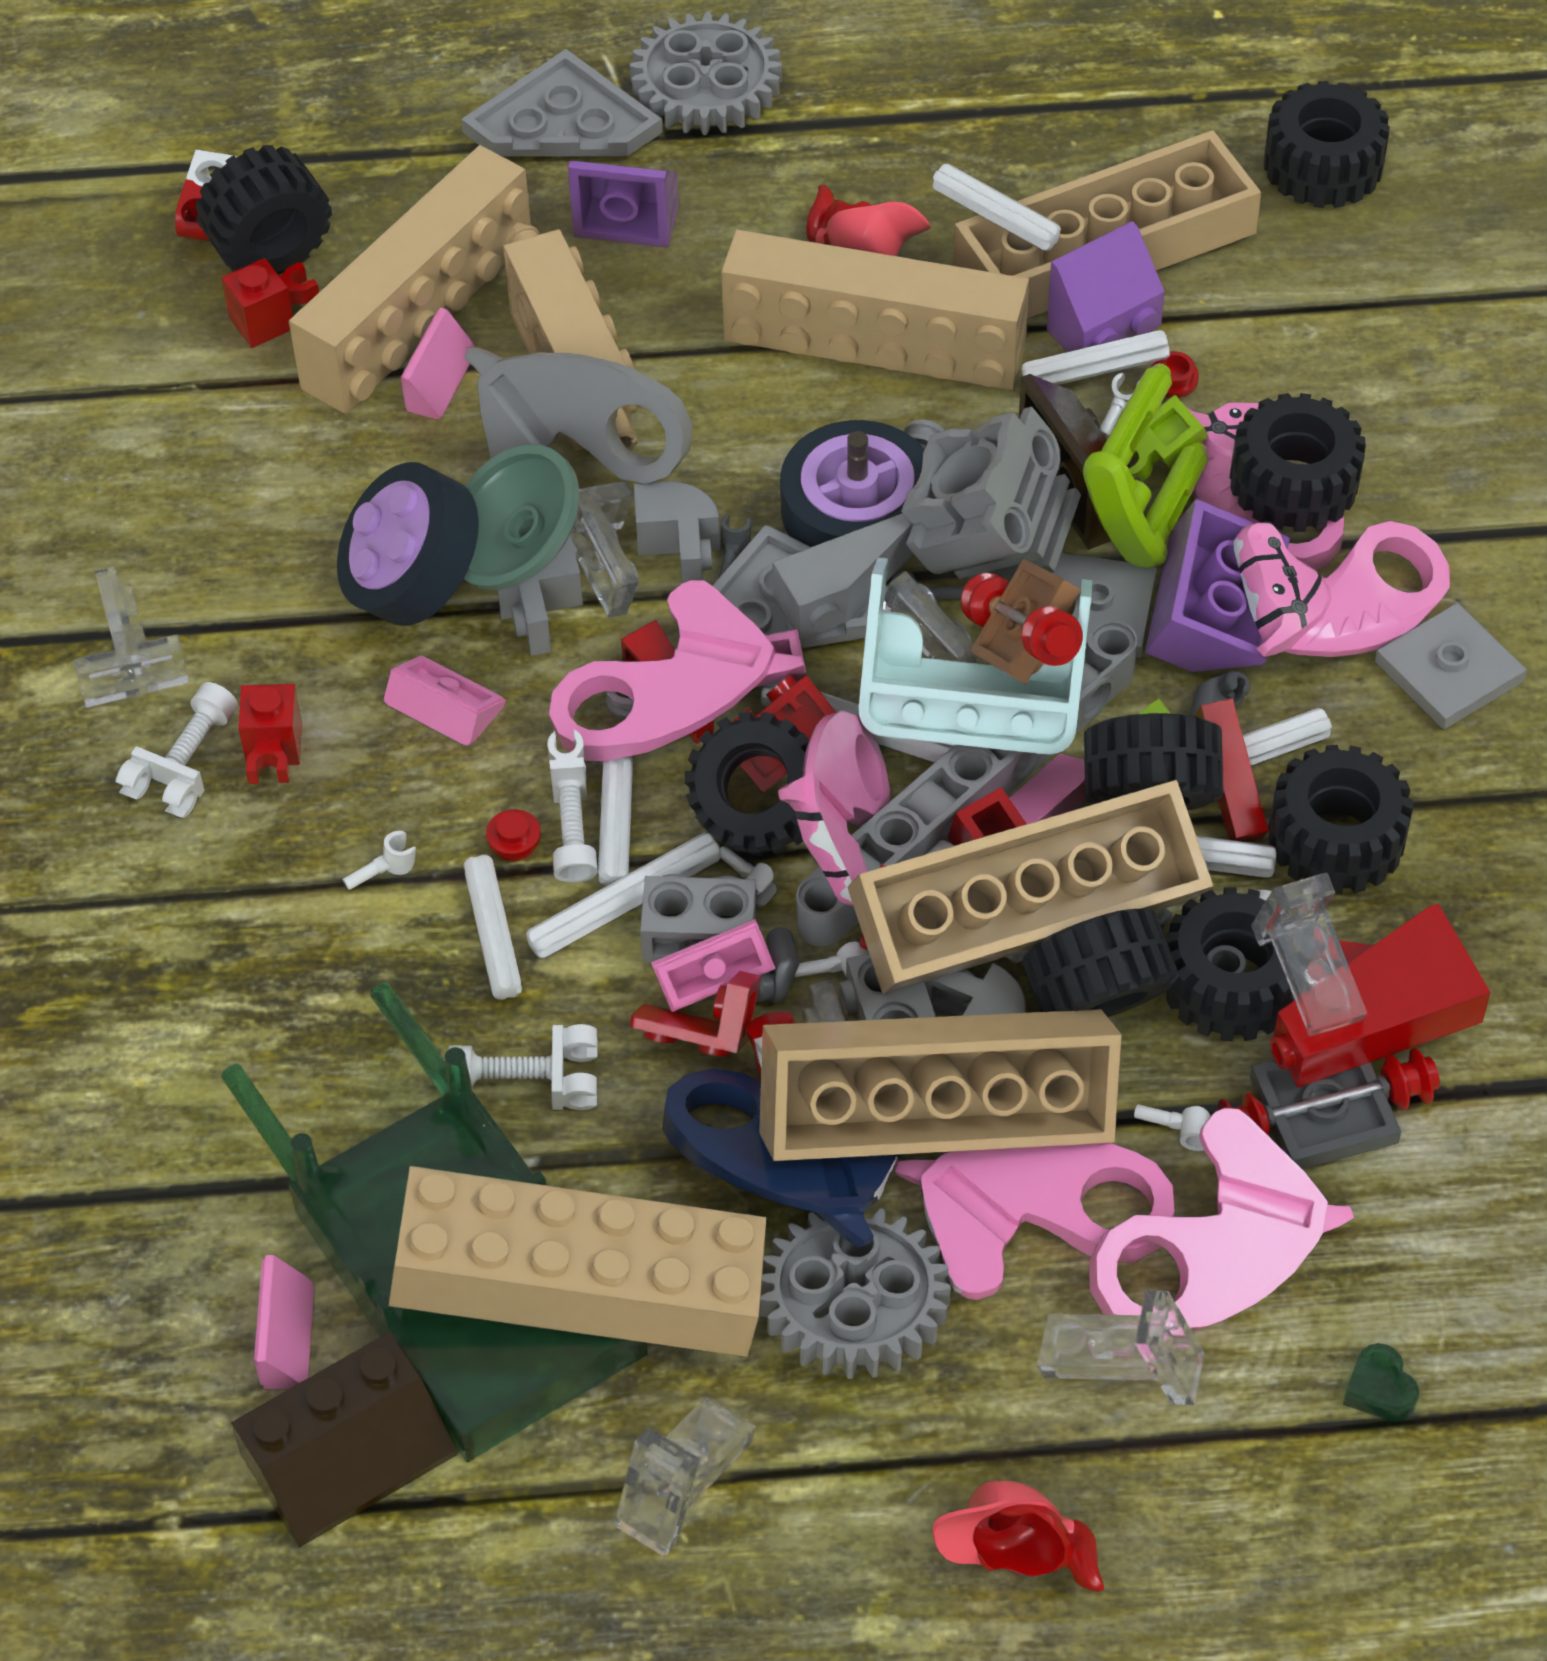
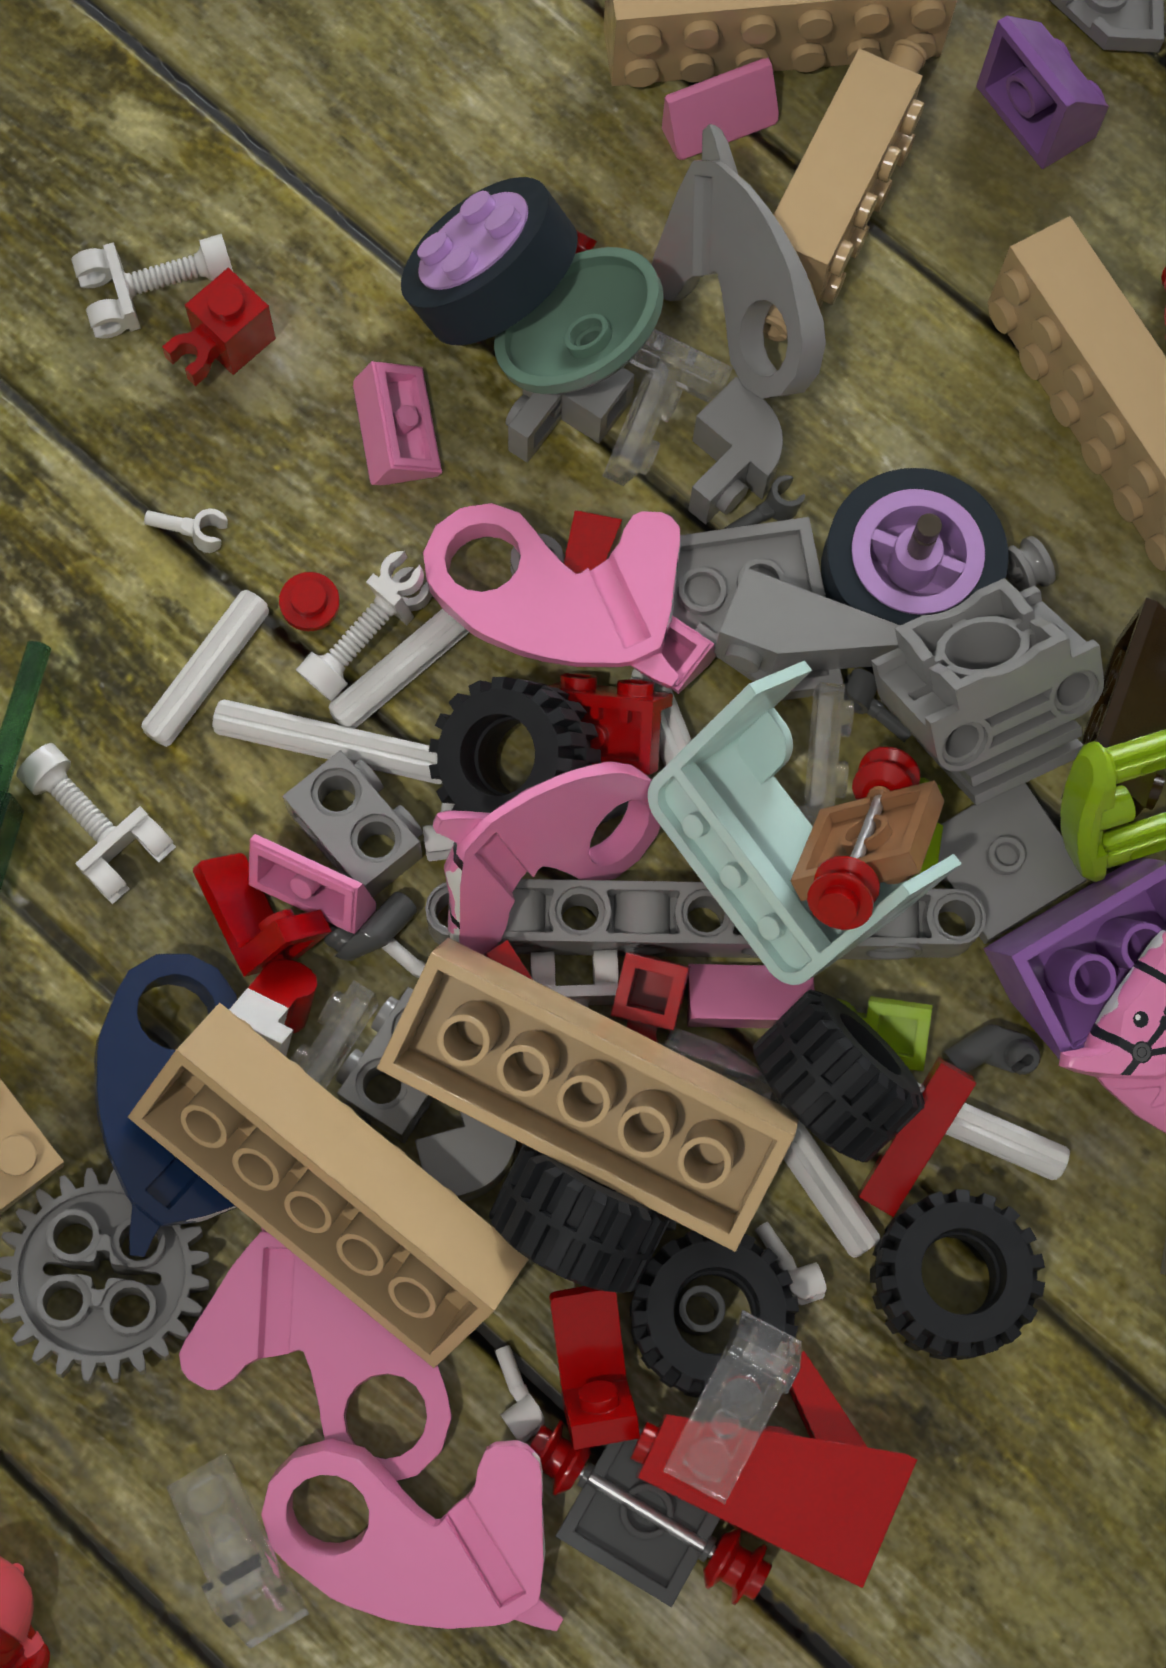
camera: 40 degrees right, 20 degrees up
(134, 664) = (200, 158): clear bracket -> none
(1198, 1052) = (592, 1367): none -> red bracket

